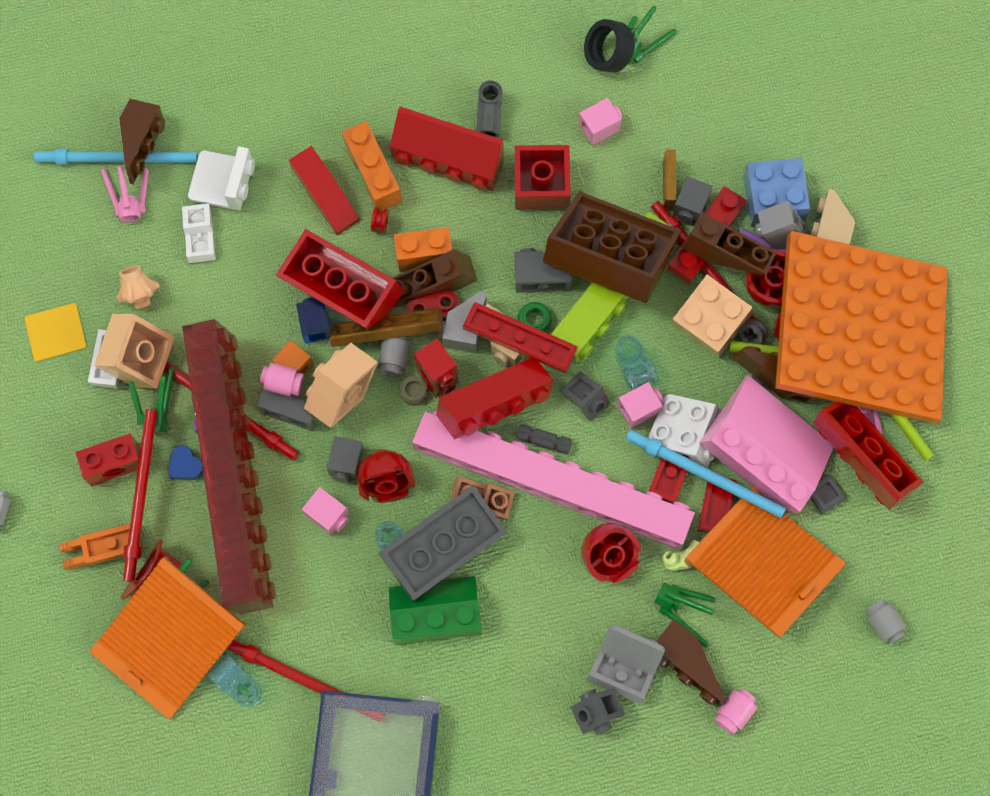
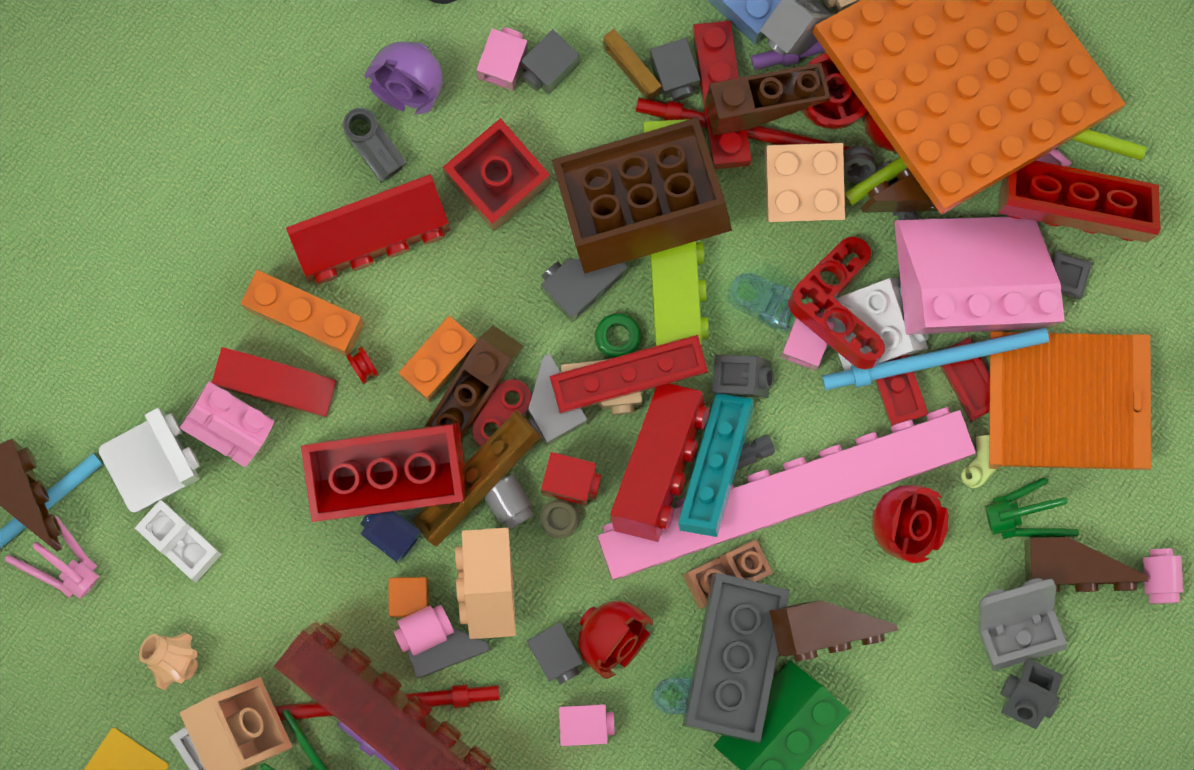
camera: 45 degrees left, 10 degrees up
(278, 189) = (227, 424): none -> bright pink brick
(507, 564) = (819, 625): none -> reddish brown slope
(525, 427) = (716, 465): none -> teal plate
(538, 88) = (406, 76): none -> medium lavender cylinder
(624, 143) = (549, 63): none -> dark grey brick
(666, 391) = (825, 297): none -> red beam

